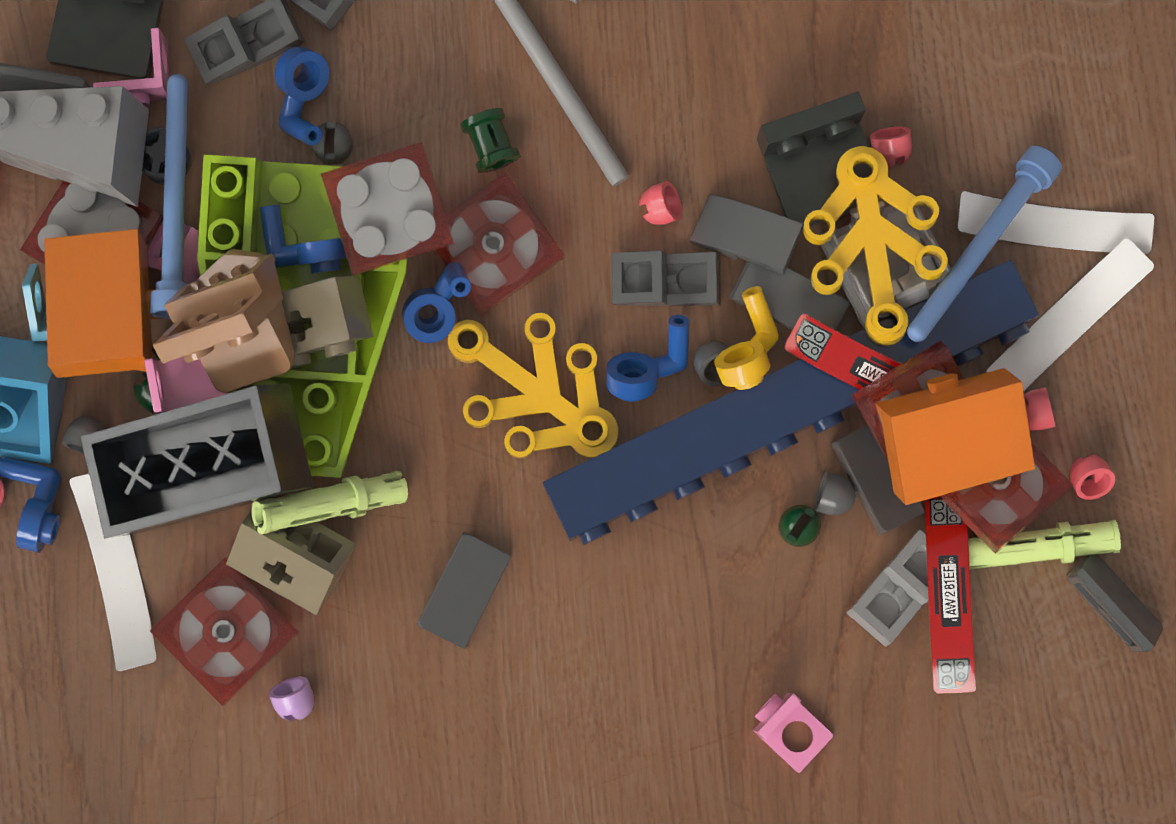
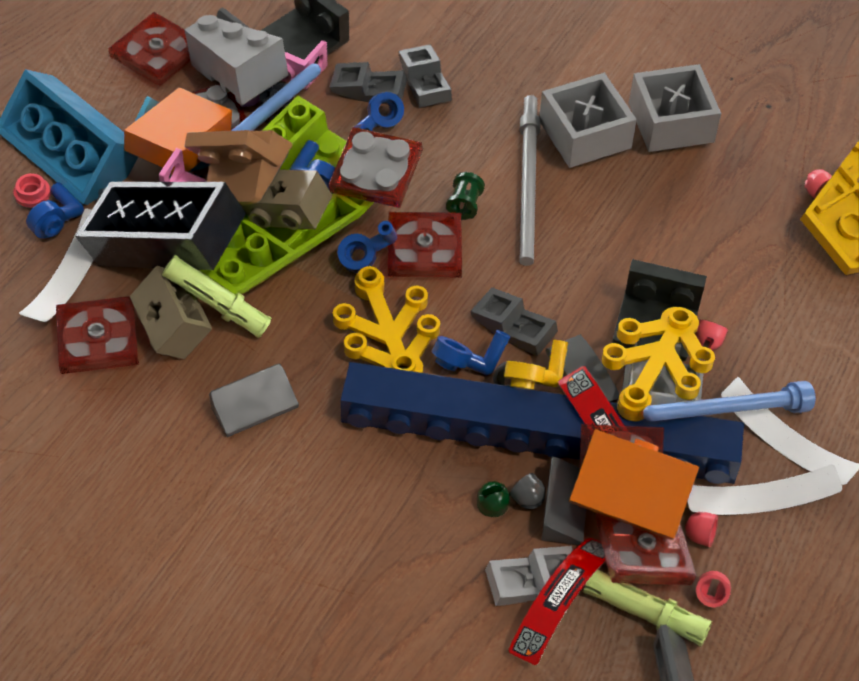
camera: 35 degrees right, 30 degrees down
(292, 698) = (101, 393): lavender hinge -> none
(662, 203) = (542, 282): coral hinge -> none
(747, 233) = (584, 322): dark grey slope -> none
(776, 716) = (389, 592): bright pink bracket -> none

